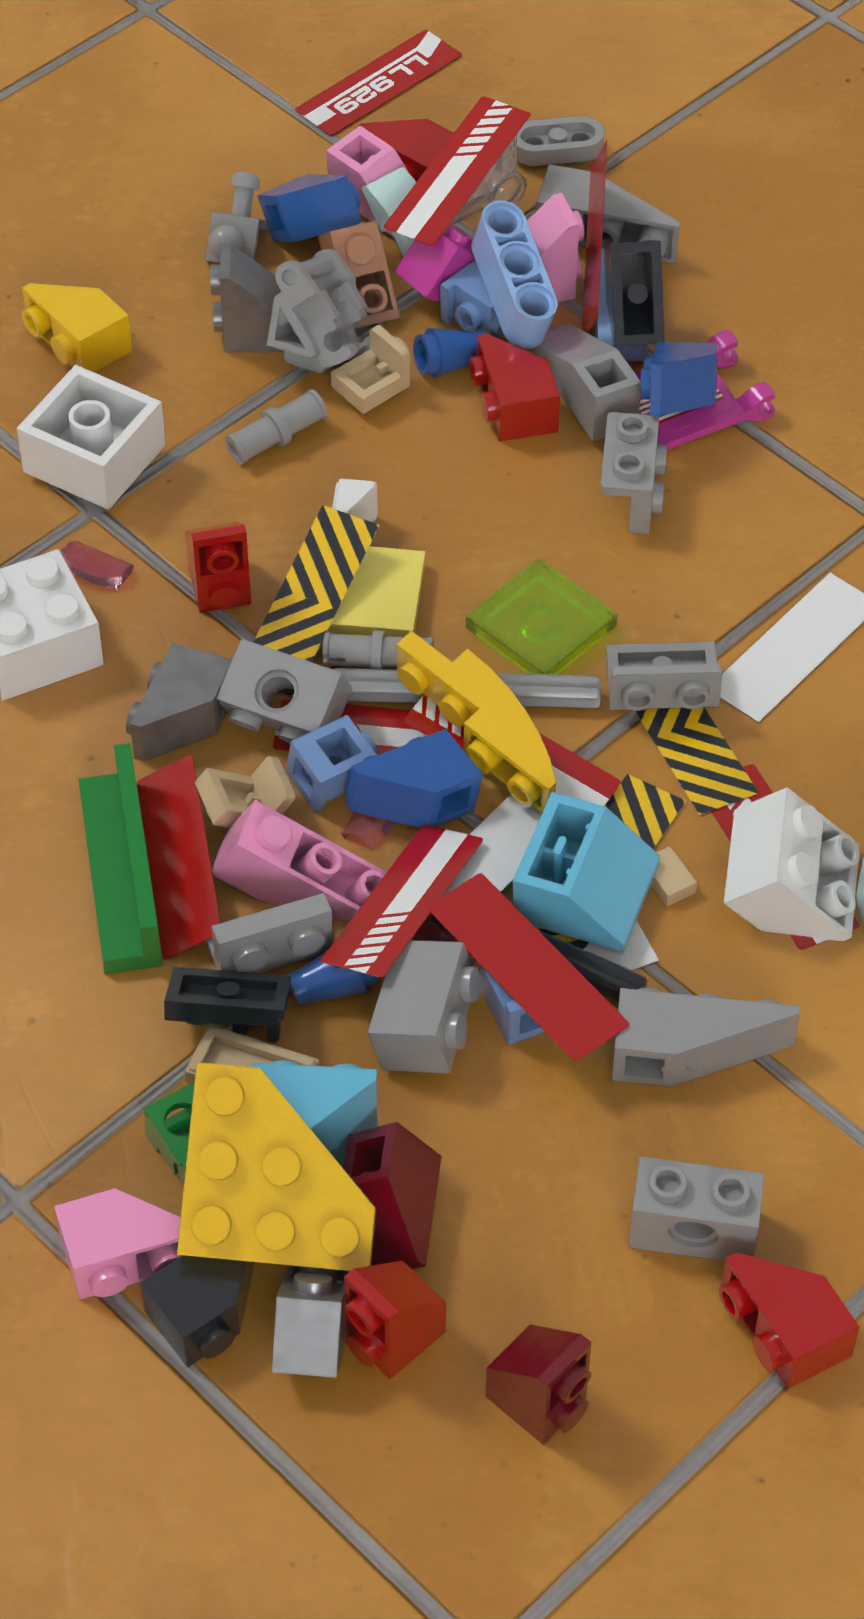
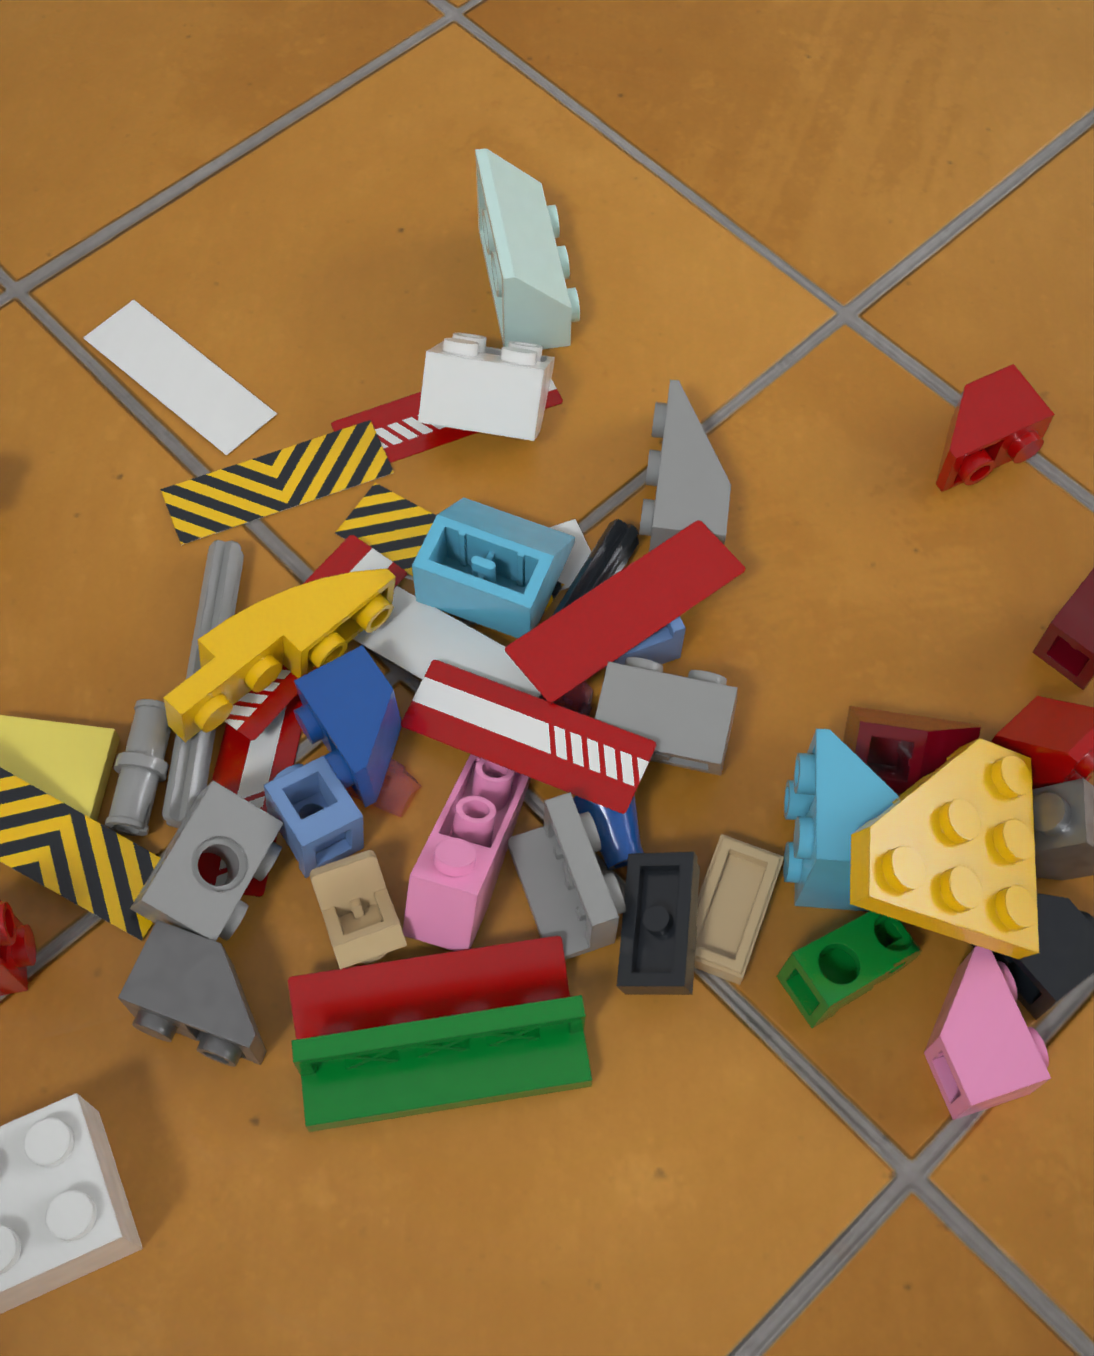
camera: 90 degrees left, 10 degrees up
(541, 620) = (113, 600): clear neon green tile -> none
(663, 675) = (220, 481): light grey bracket -> none
(672, 878) = (482, 490): tan piece -> none
(695, 1209) = (889, 489): light grey brick -> none

